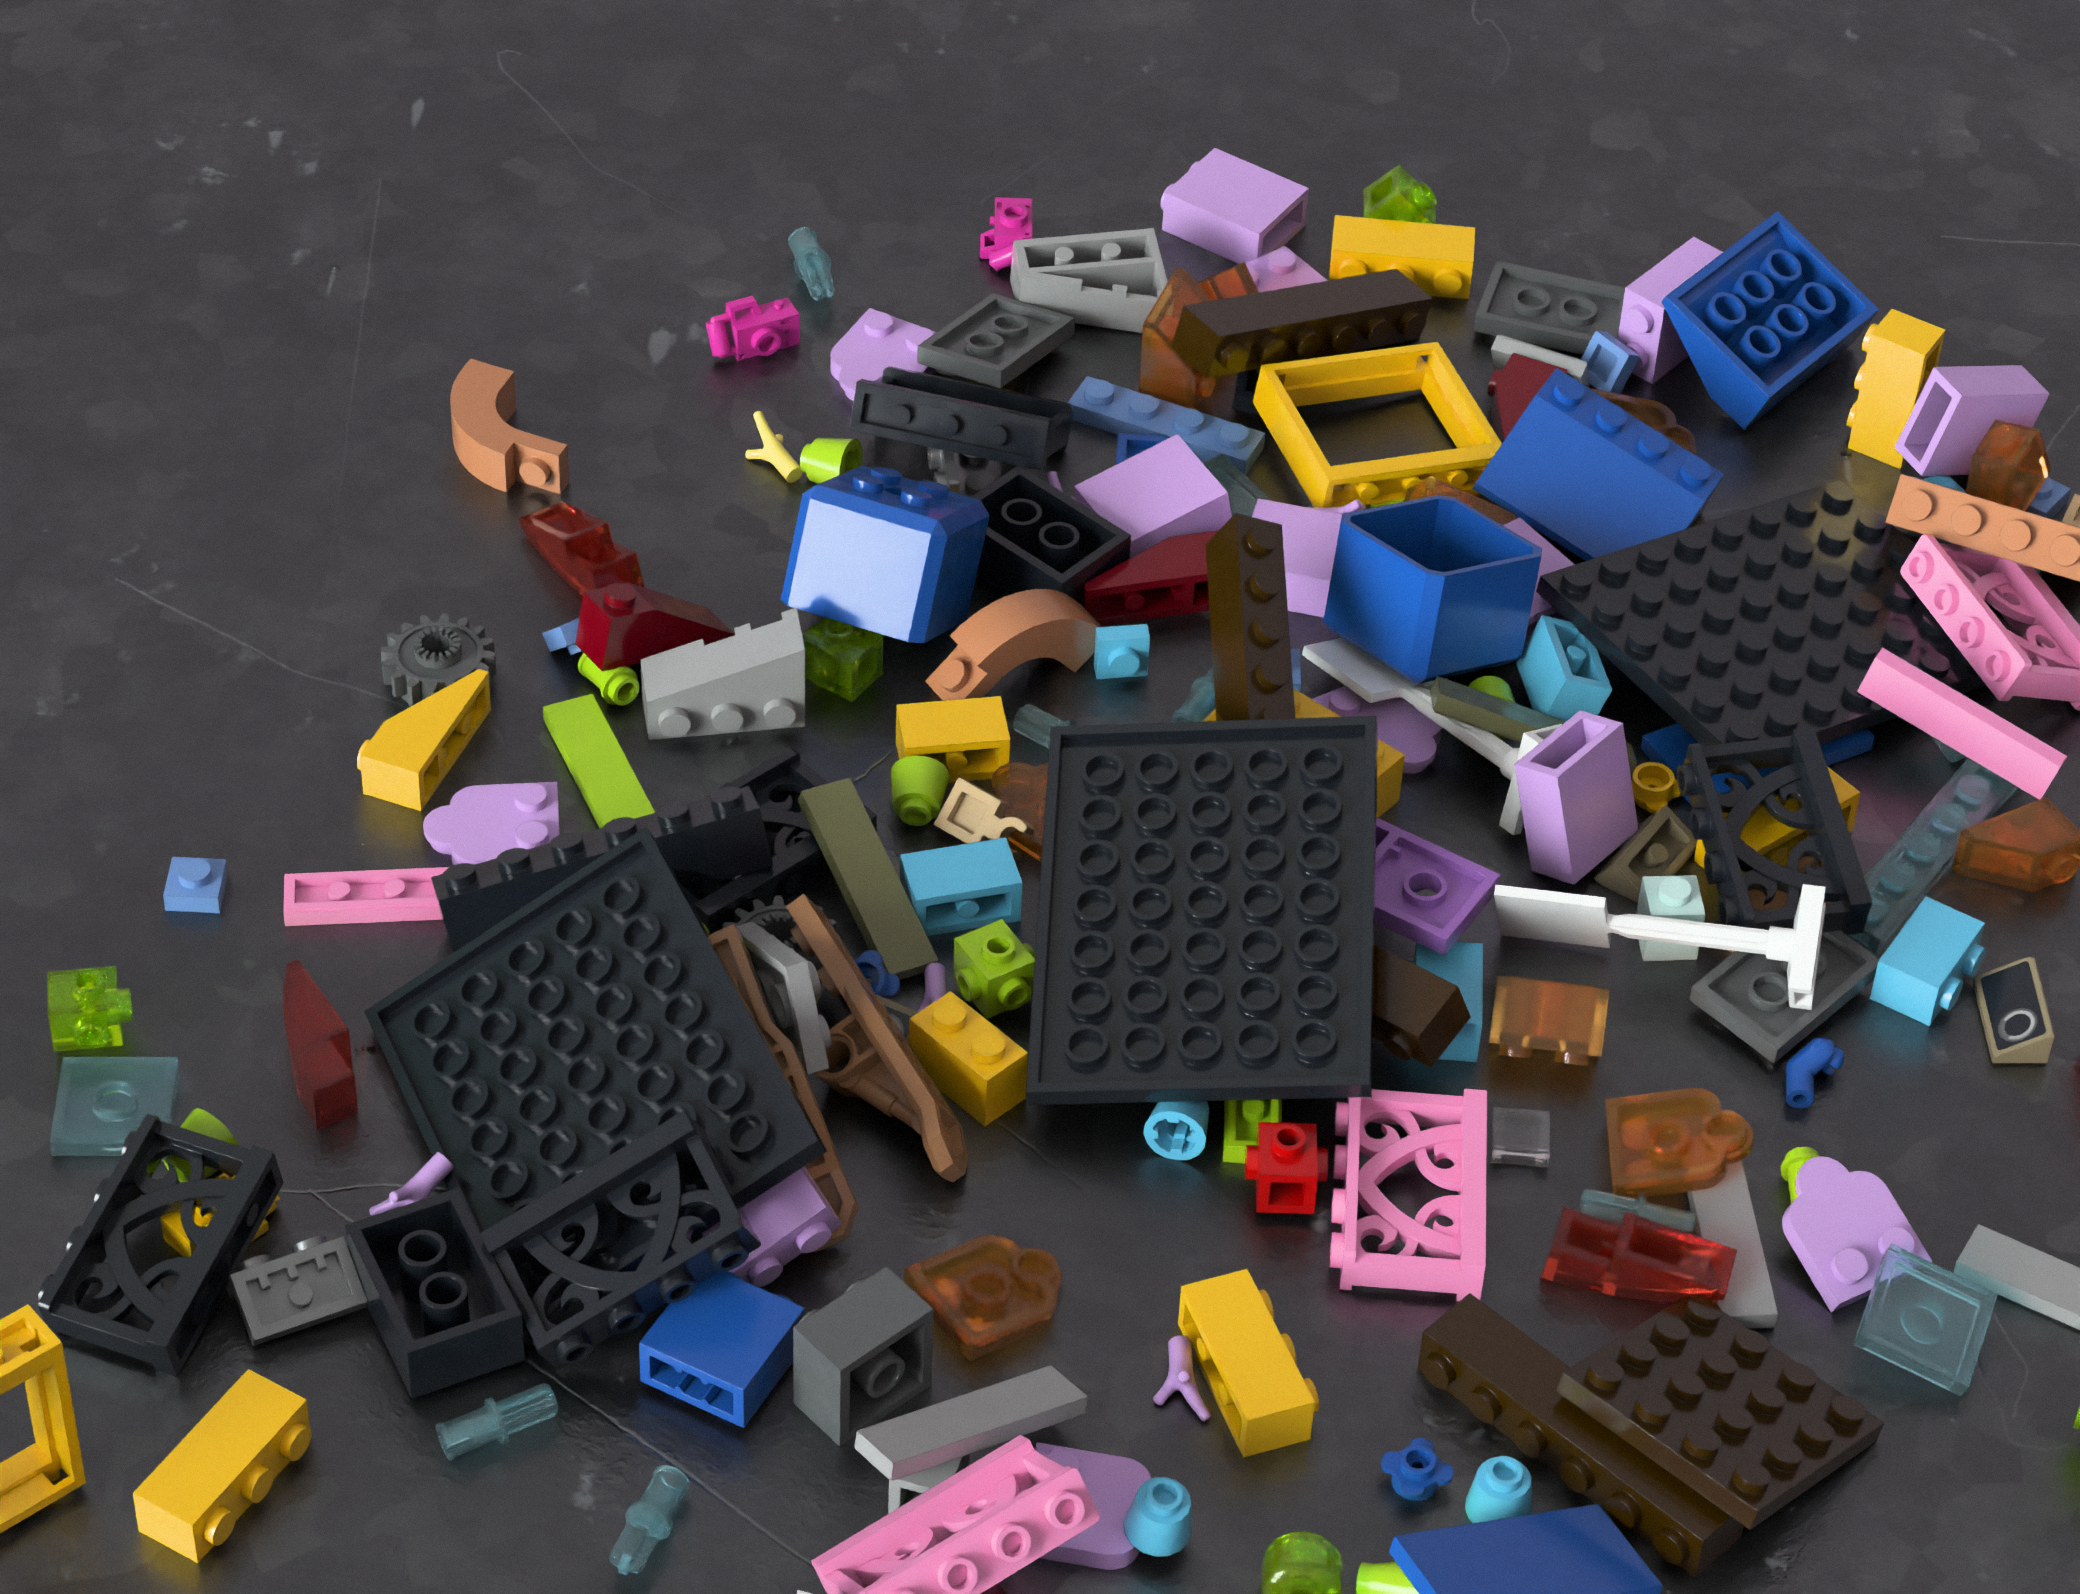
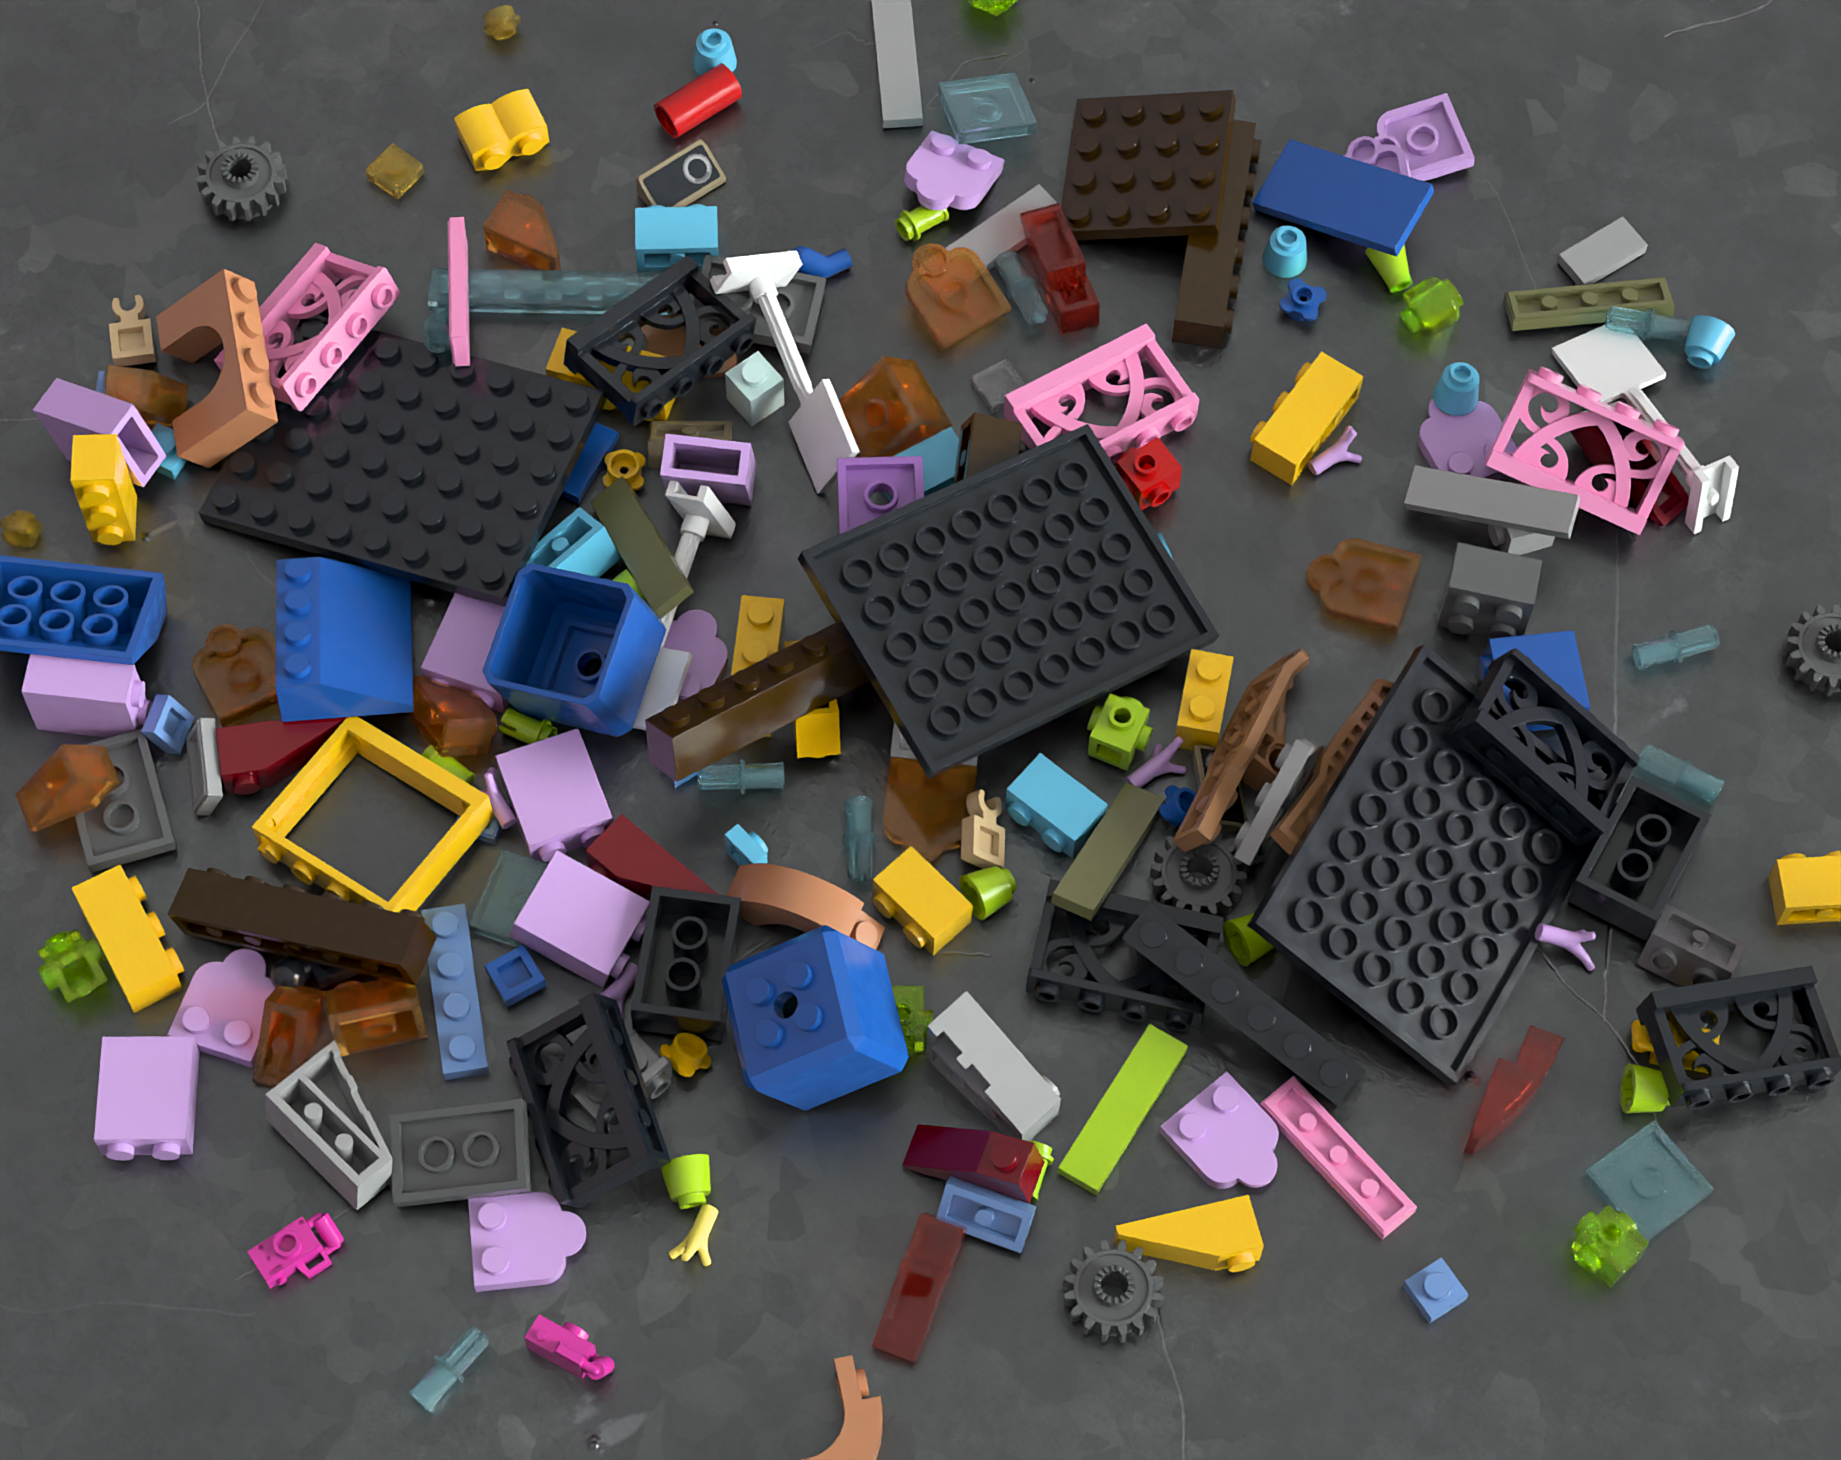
camera: 125 degrees left, 20 degrees up
(1582, 261) = (67, 785): none -> clear orange slope

